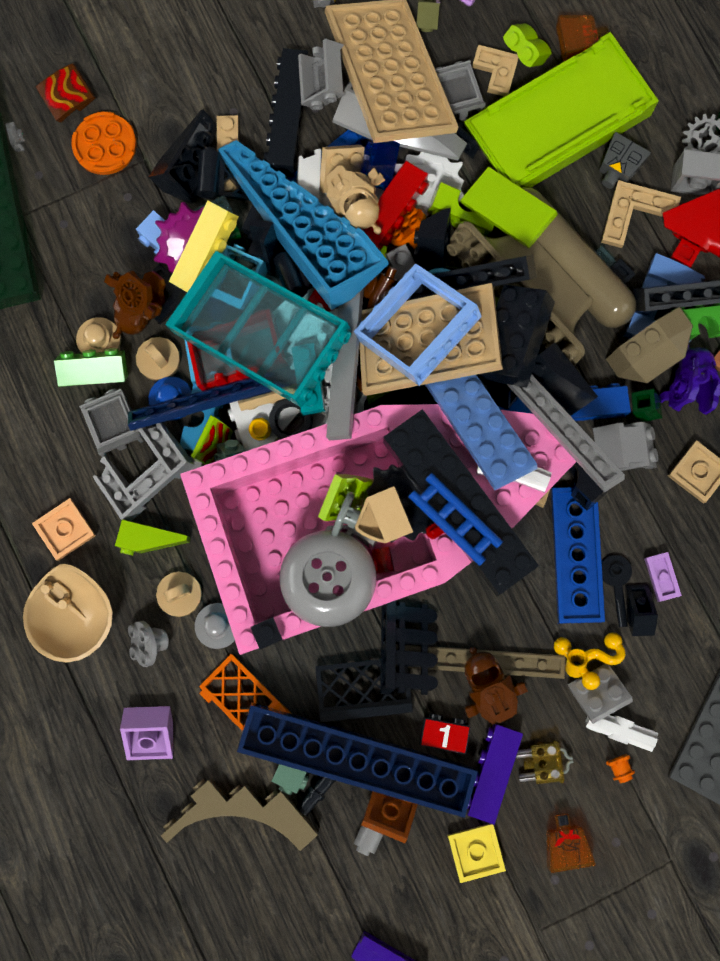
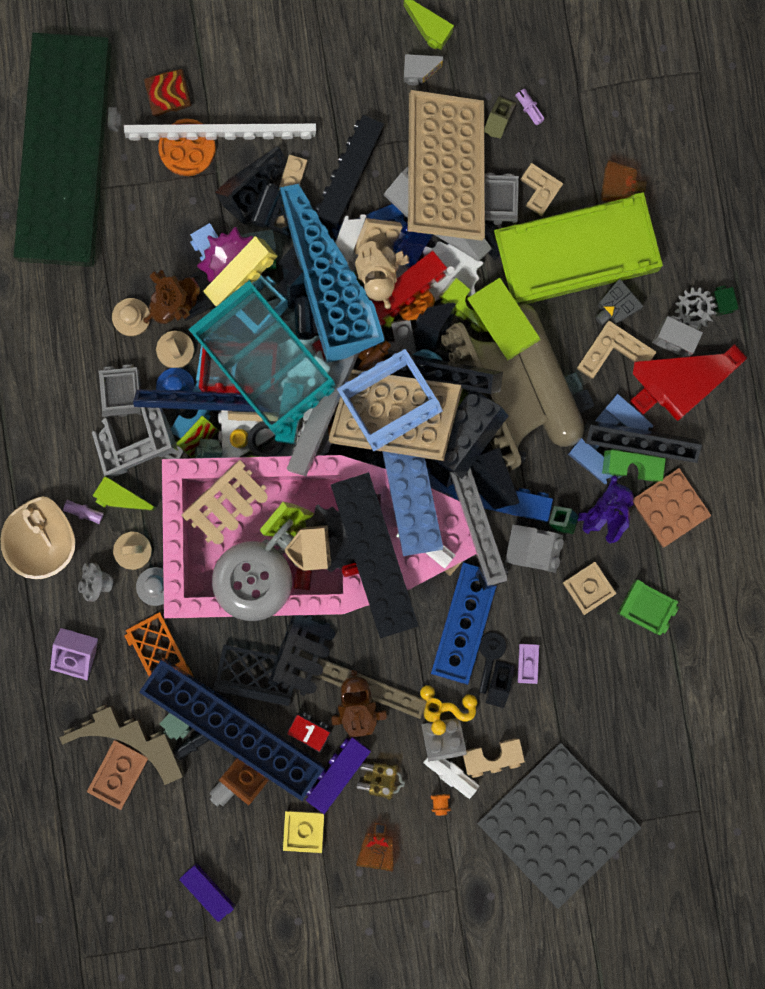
camera: 15 degrees right, 5 degrees up
(63, 529) = (55, 468): light nougat plate -> none
(91, 367) = (117, 341): brick -> none
(110, 568) = (83, 512): none -> lavender pin
(131, 112) = (212, 131): none -> white plate
(241, 857) = (117, 774): none -> nougat plate
(266, 633) = (190, 608): black plate -> none
(269, 485) = (214, 505): none -> tan fence
(321, 75) = (386, 153): light grey window -> none
(455, 534) = (359, 580): blue bar -> none
(525, 42) = (572, 177): lime brick -> none
(653, 348) = (584, 475): dark tan wedge -> none
(679, 686) = (510, 755): none -> tan arch

